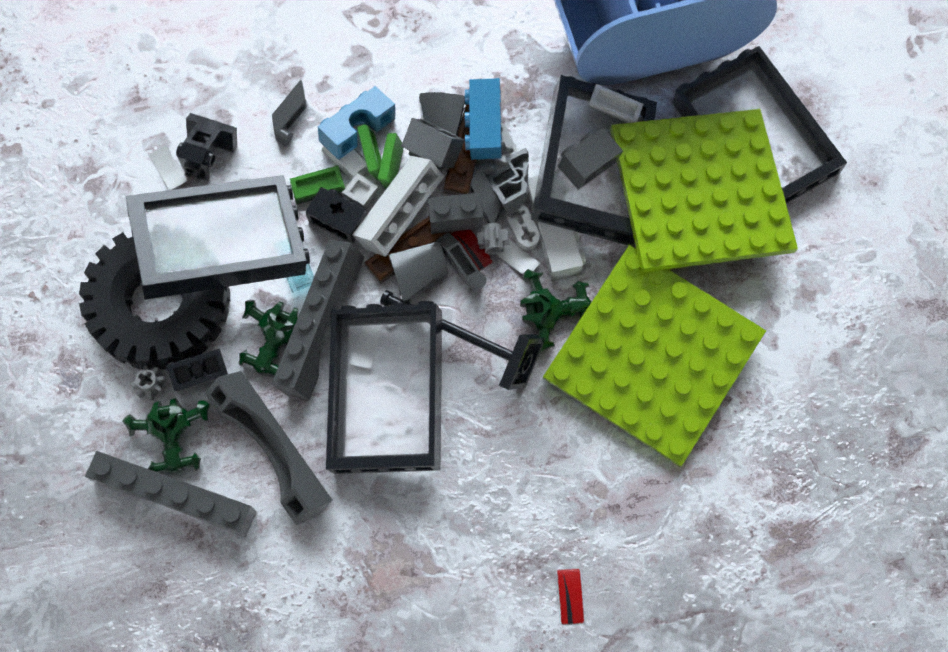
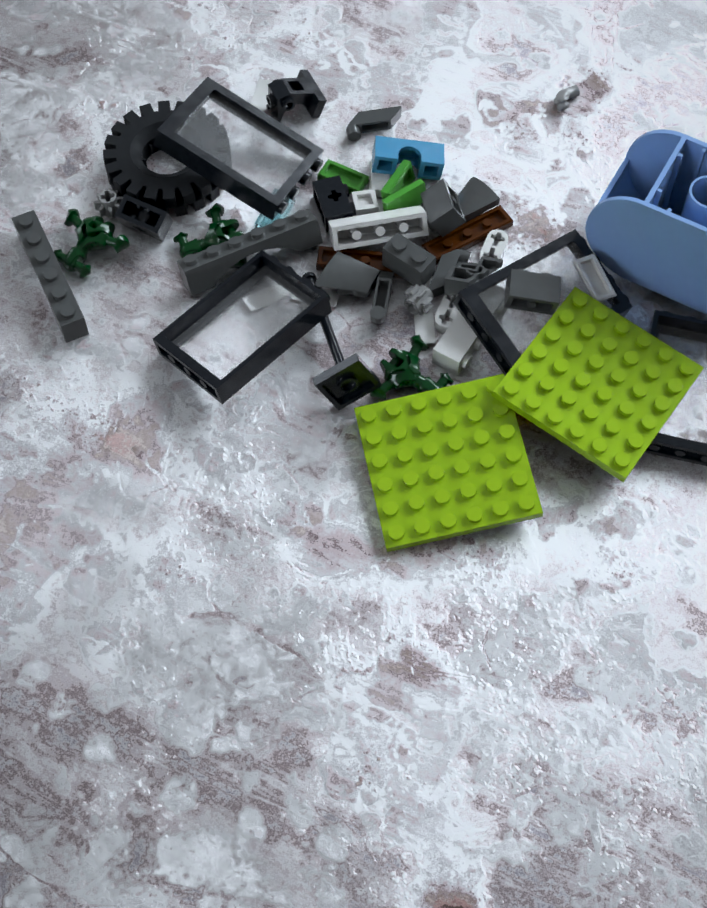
camera: 45 degrees right, 10 degrees down
(299, 487) = (146, 257): dark grey arch -> none
(470, 244) = (396, 304): red sticker -> none
(484, 119) = (495, 221): dark azure brick -> none
(570, 596) = (220, 561): red sticker -> none

